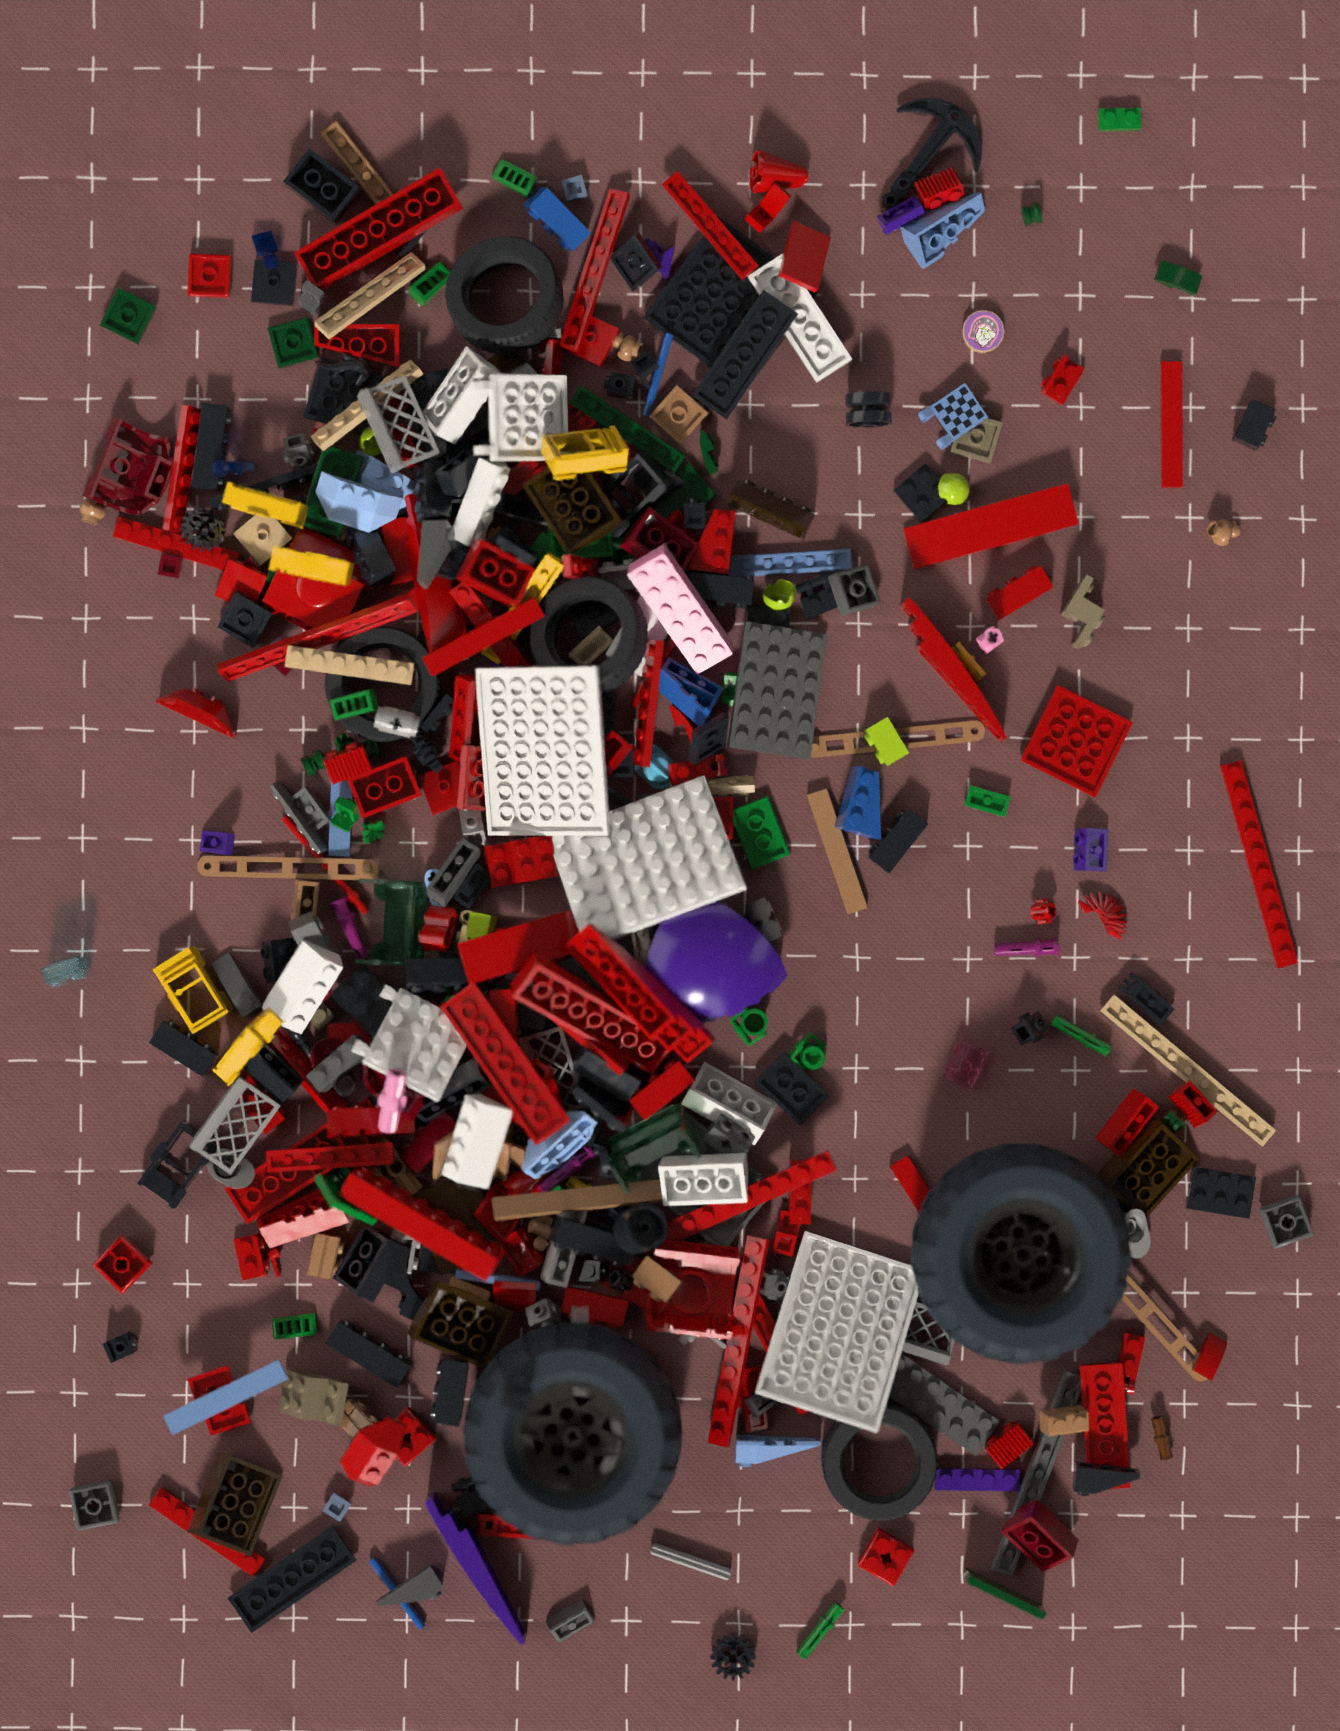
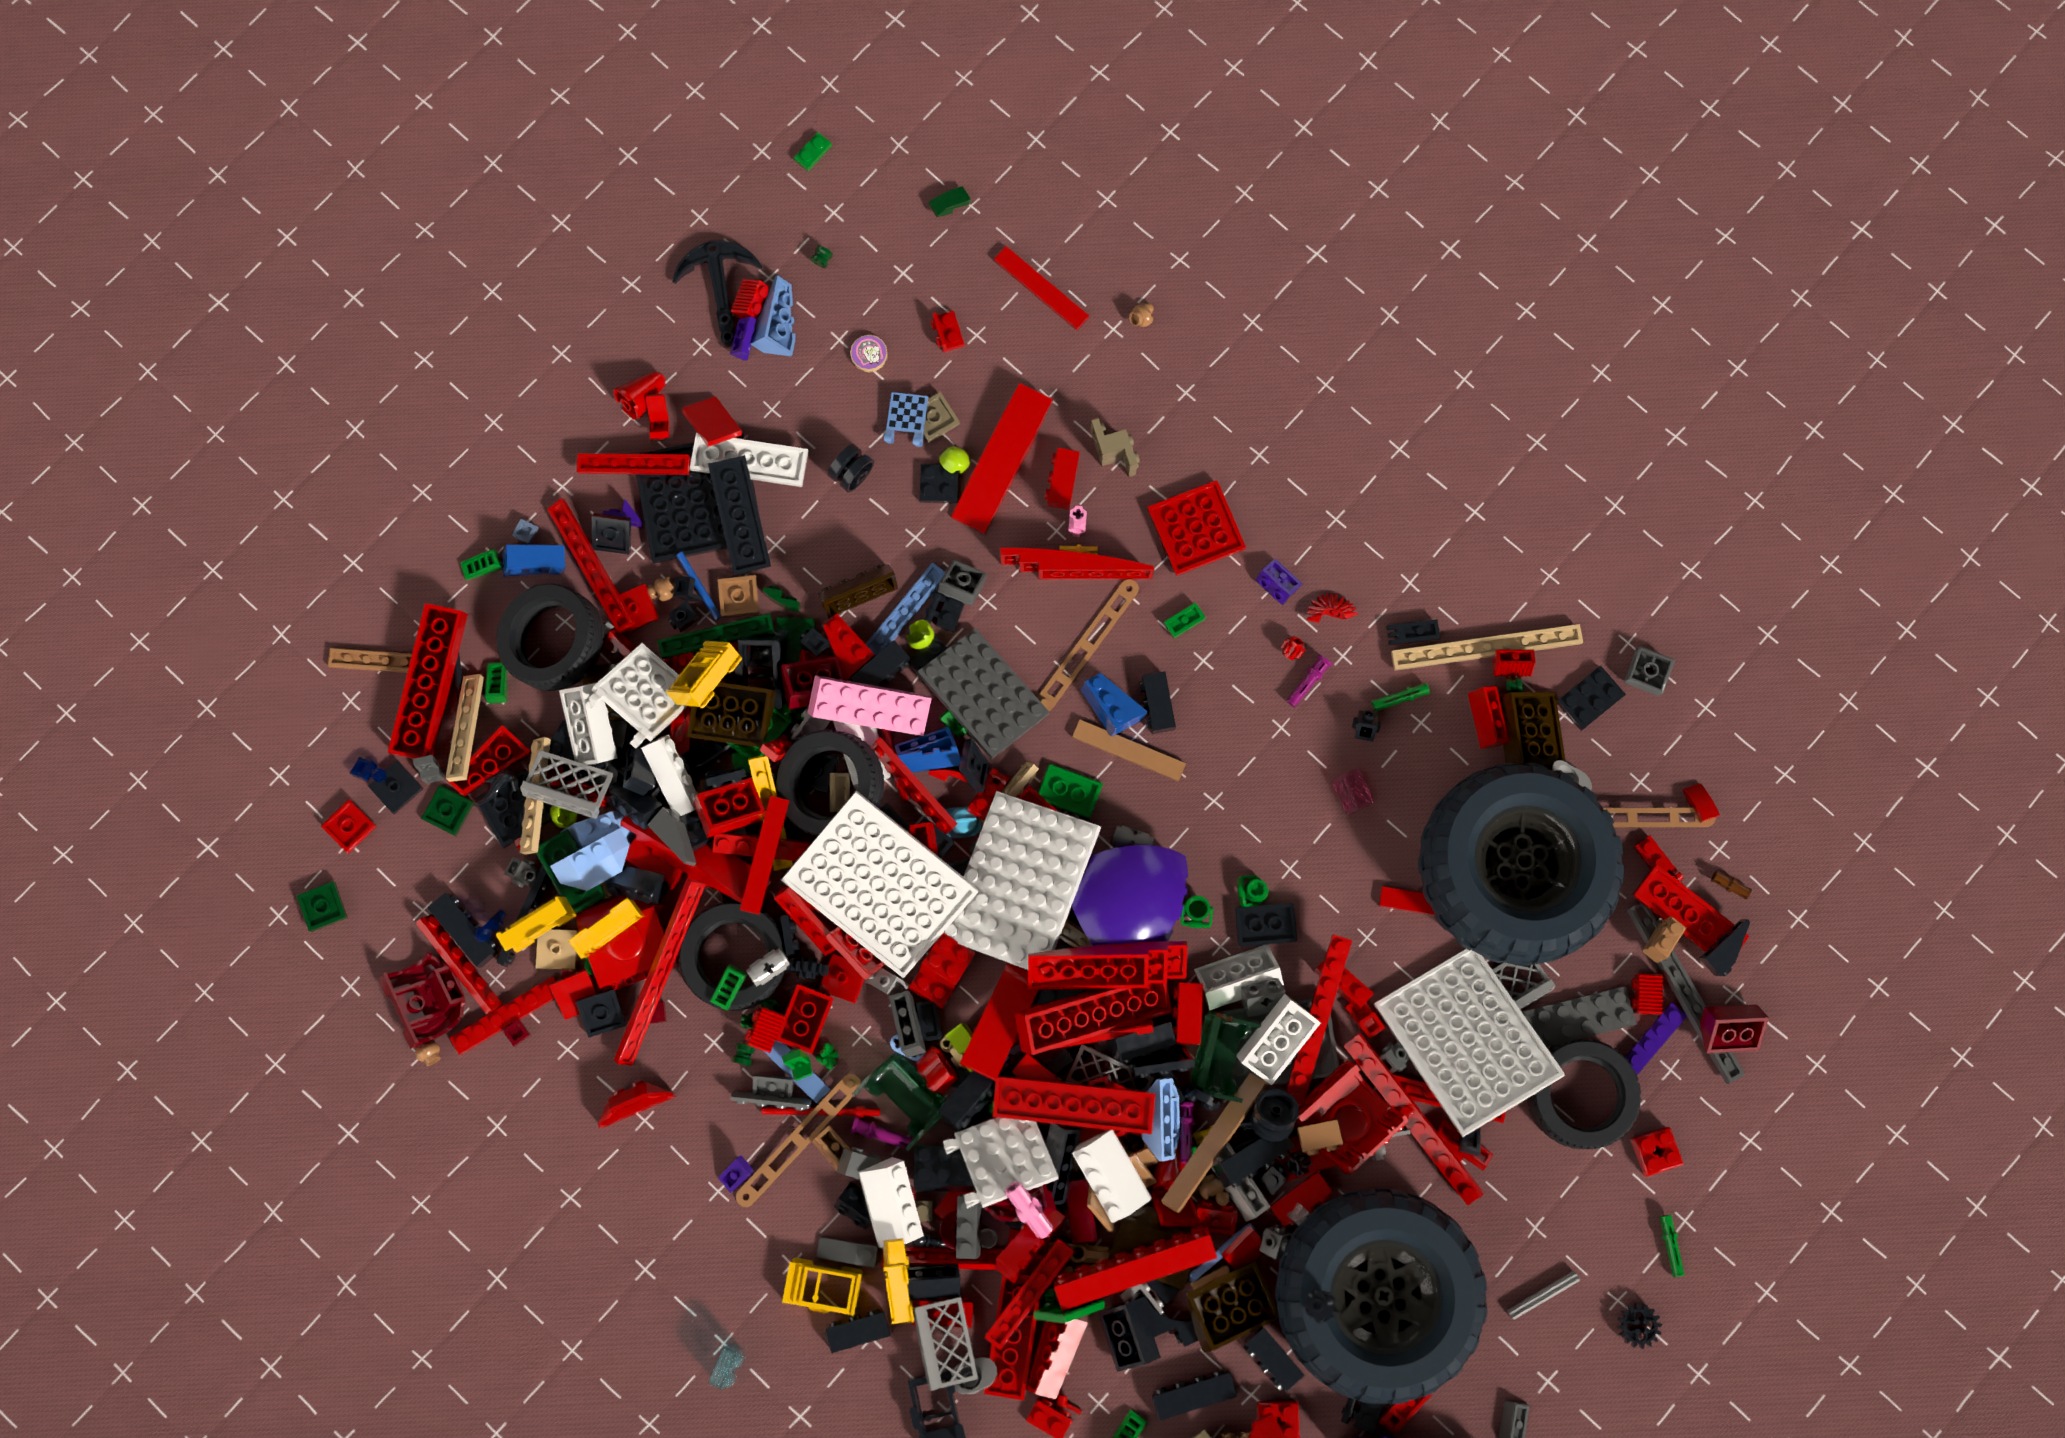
camera: 50 degrees left, 10 degrees down
(191, 529) = (503, 986): black gear -> none
(322, 186) = (362, 695): black brick -> none
(324, 1255) = (1095, 1363): medium nougat brick -> none
(349, 665) = (698, 966): tan plate -> none
(759, 1448) = (1505, 1169): medium blue wedge -> none
(886, 741) = (1084, 651): lime brick -> none
(1004, 1594) = (1754, 1089): dark green tile -> none
(1254, 425) = (1090, 236): black brick -> none
(1258, 864) = (1386, 482): red plate -> none

